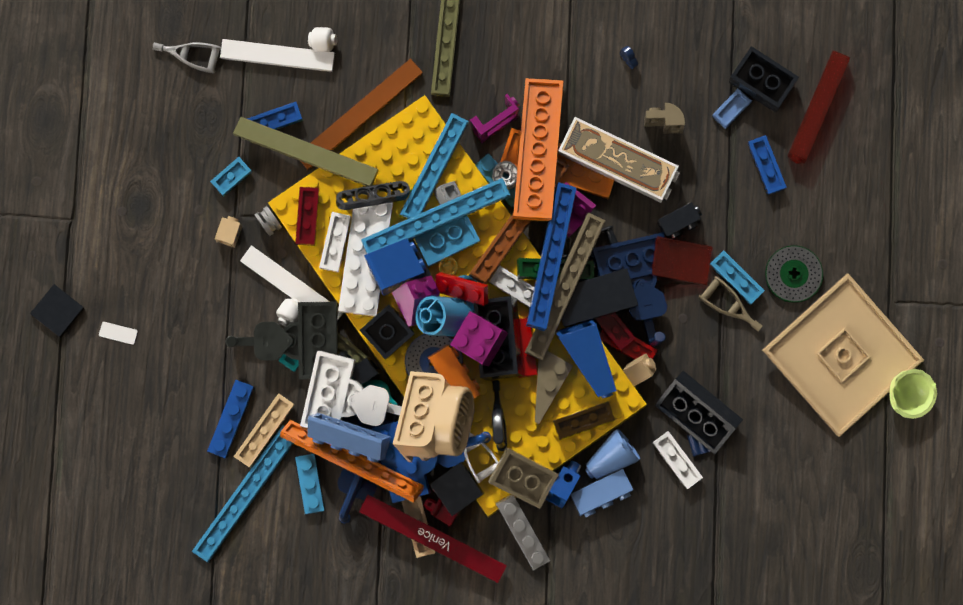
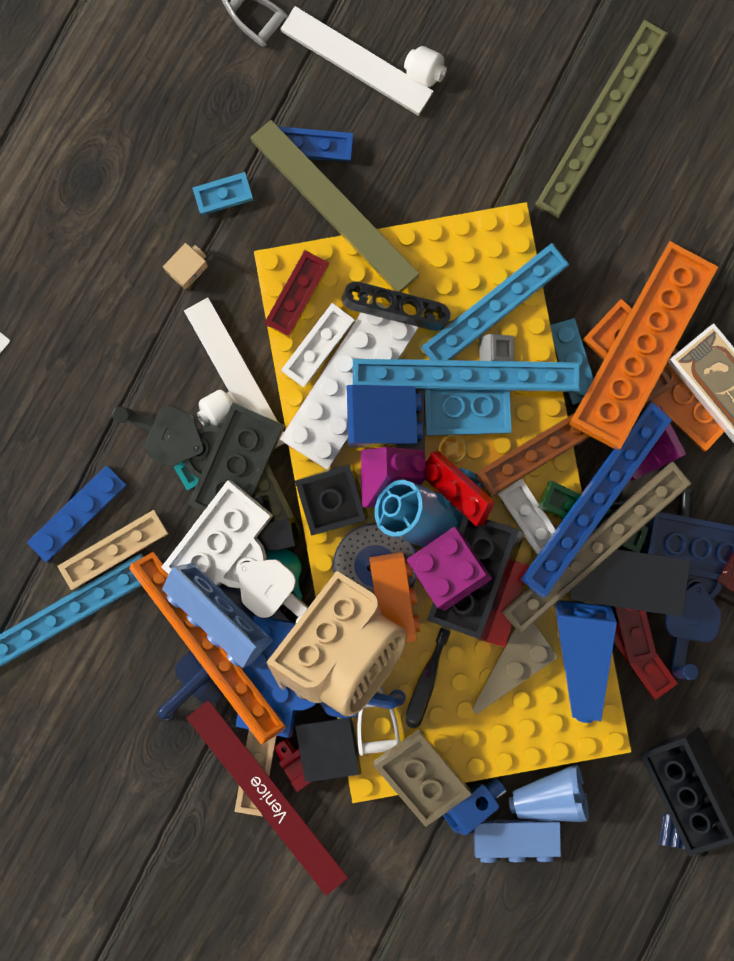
camera: 20 degrees right, 5 degrees up
(268, 221) = (243, 275): light grey wheel -> none
(309, 484) = (140, 647): dark azure plate -> none
(367, 107) = (443, 184): dark orange tile -> none
(487, 130) = (581, 287): magenta panel -> none
(508, 168) = (592, 351): white wheel -> none
(522, 532) = (389, 844): light grey plate -> none
(584, 420) = (538, 737): dark brown plate -> none
(640, 369) = (643, 700): tan brick -> none
(677, 460) = (636, 841): white plate -> none

